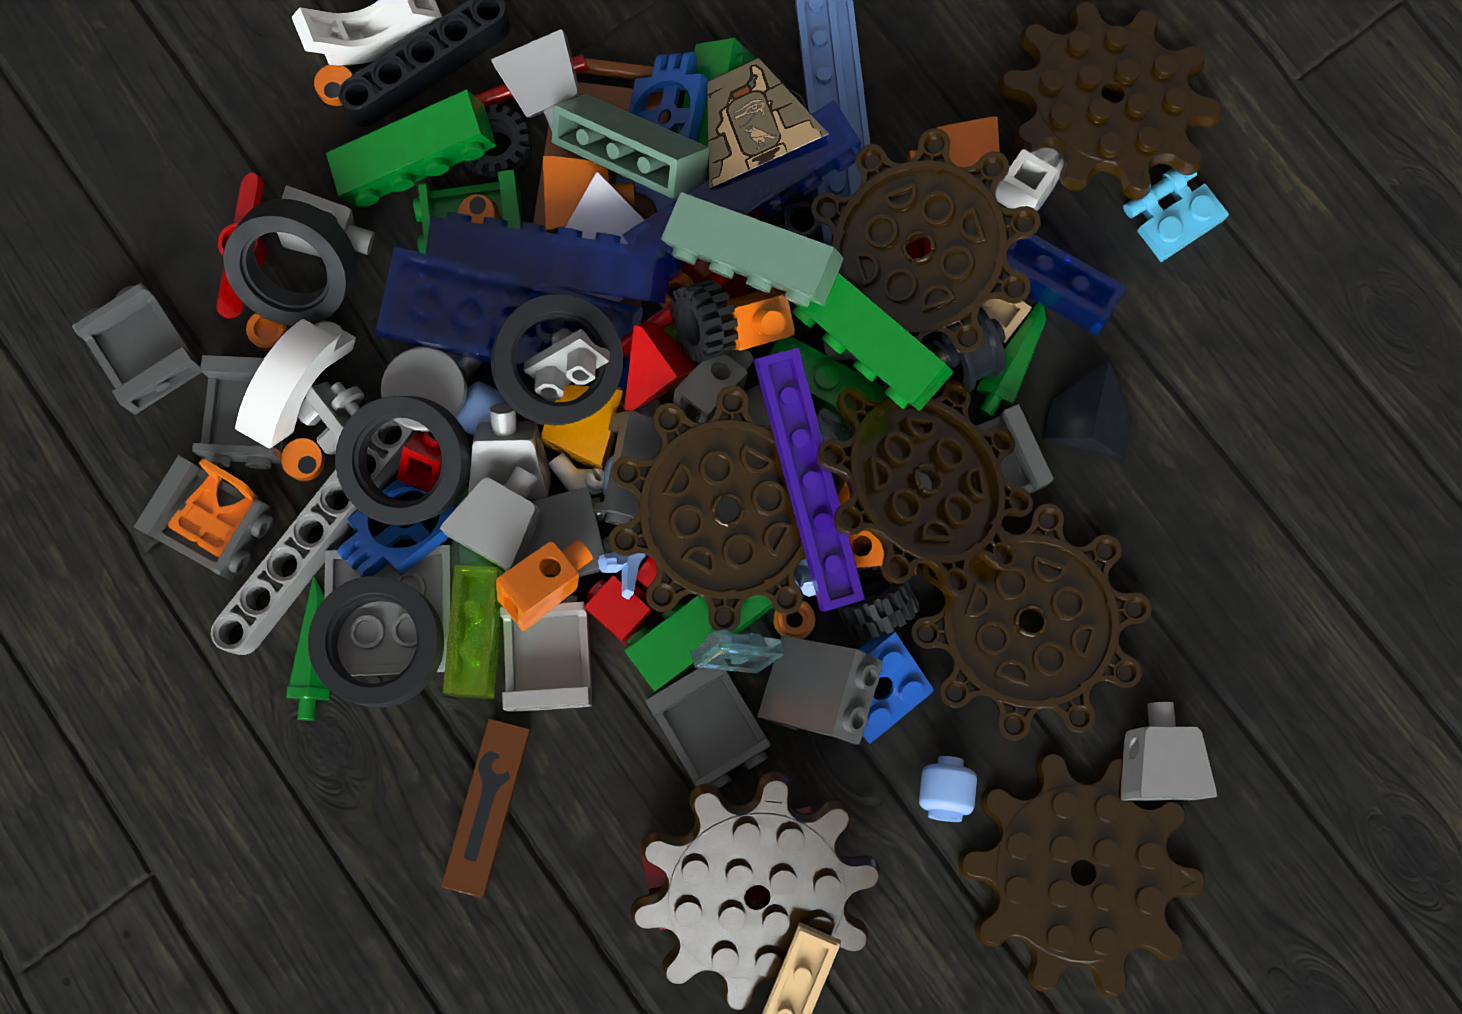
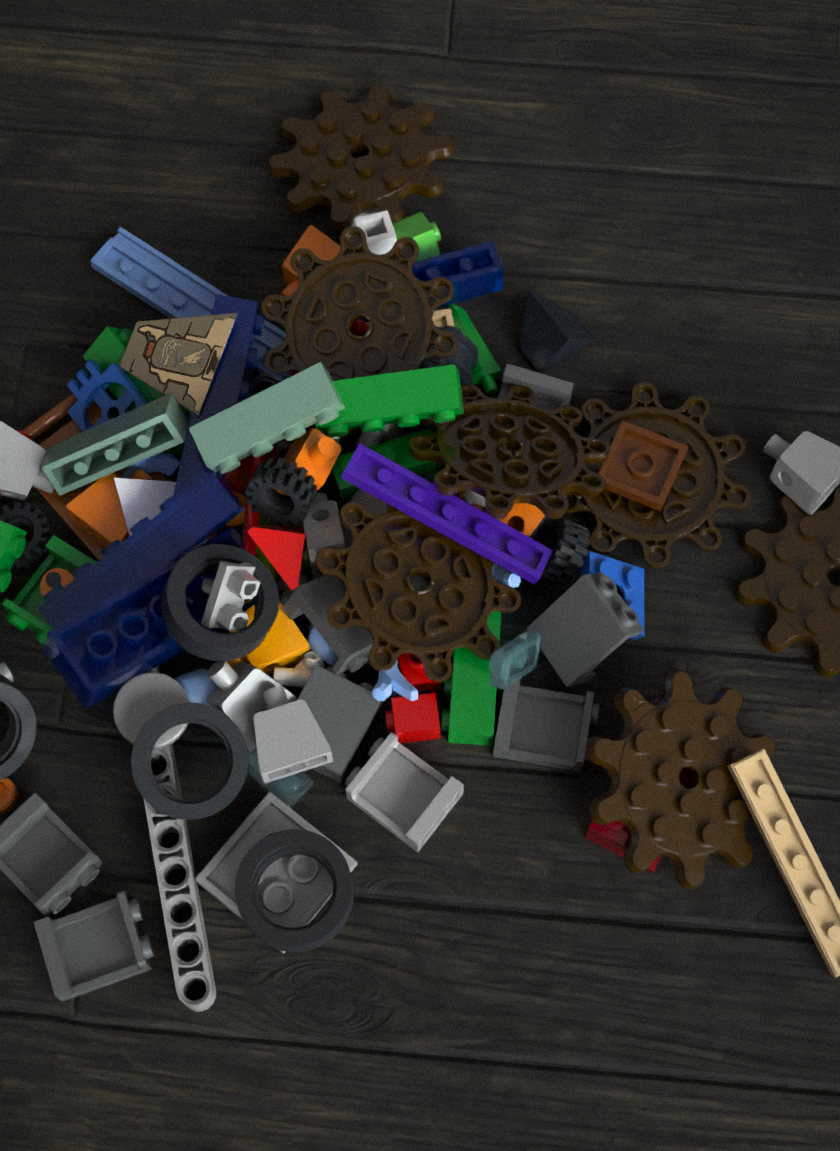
camera: 50 degrees left, 10 degrees down
(204, 519) = (98, 943): orange piece -> none
(286, 376) = (55, 801): white arch -> none
(303, 459) = (113, 845): orange tile -> none
(303, 681) = (268, 963): green bar -> none
(334, 407) = (86, 797): light grey hips -> none
(371, 553) = (230, 841): blue piece -> none
(420, 462) = (199, 754): red brick -> none
(473, 633) = (346, 822): clear neon green brick -> none
(486, 808) = (472, 919): reddish brown tile -> none
(529, 593) = (358, 741): orange torso -> none
(800, 632) = (526, 607): orange plate -> none
(948, 789) = (716, 611): light blue head -> none
(1026, 607) = (642, 465): none -> reddish brown plate
(1068, 217) = (422, 231): none -> bright green brick
(1181, 222) = (476, 184): medium azure plate -> none

